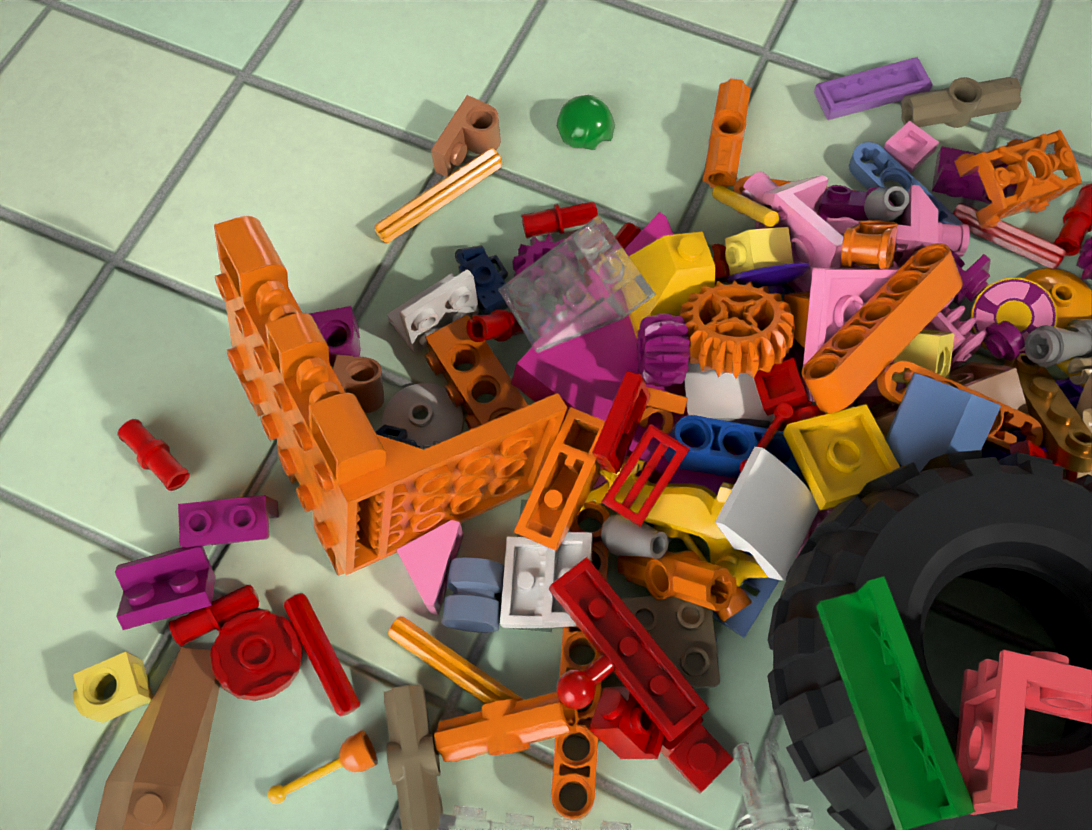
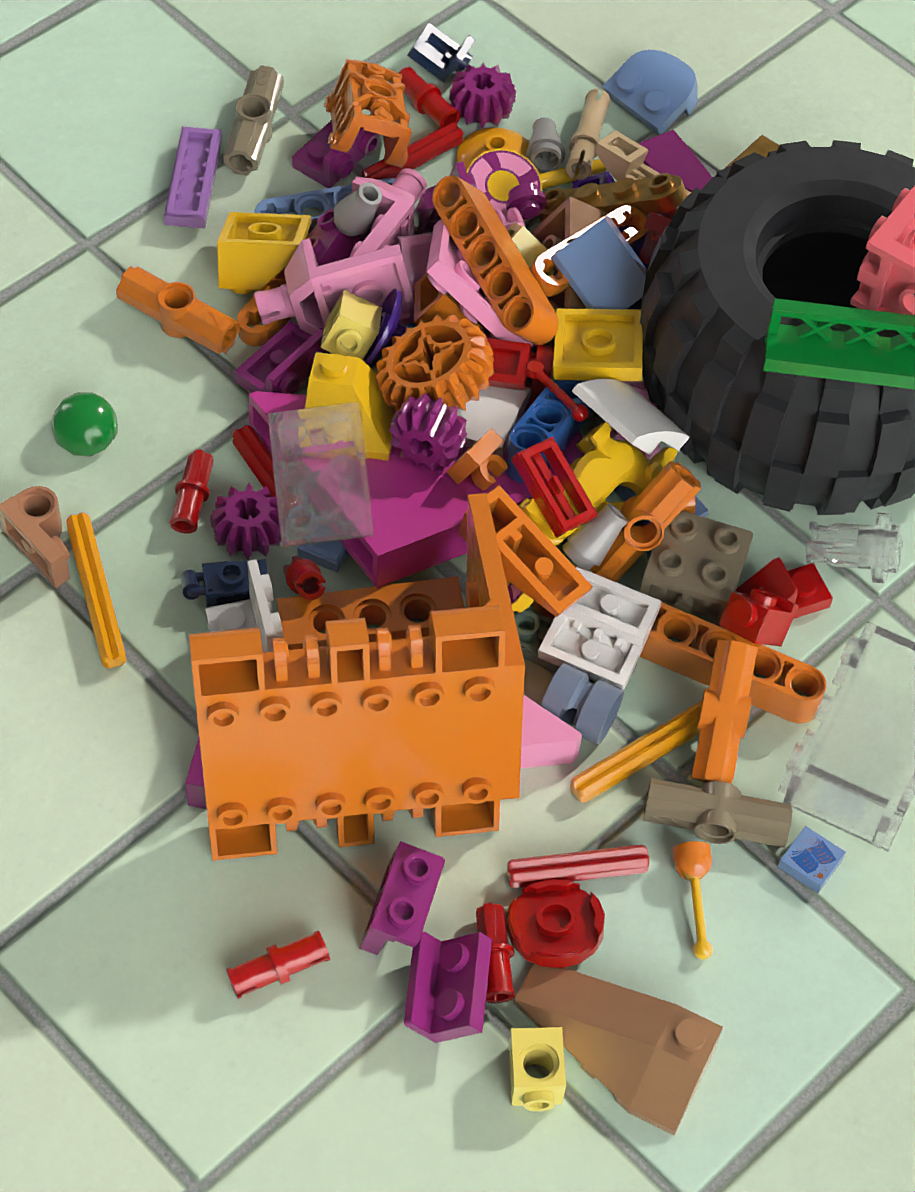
camera: 75 degrees left, 10 degrees down
(622, 422) = (498, 471): red tile -> none
(623, 649) = (703, 575): red plate -> none
(713, 219) = (281, 361): none -> magenta bracket
(746, 206) = (283, 322): yellow bar -> none
(819, 149) = (257, 248): none -> yellow slope
(870, 244) = (411, 227): orange piece -> none
(911, 146) = (278, 177): bright pink plate -> none
(1054, 345) = (551, 169): light grey cone -> none

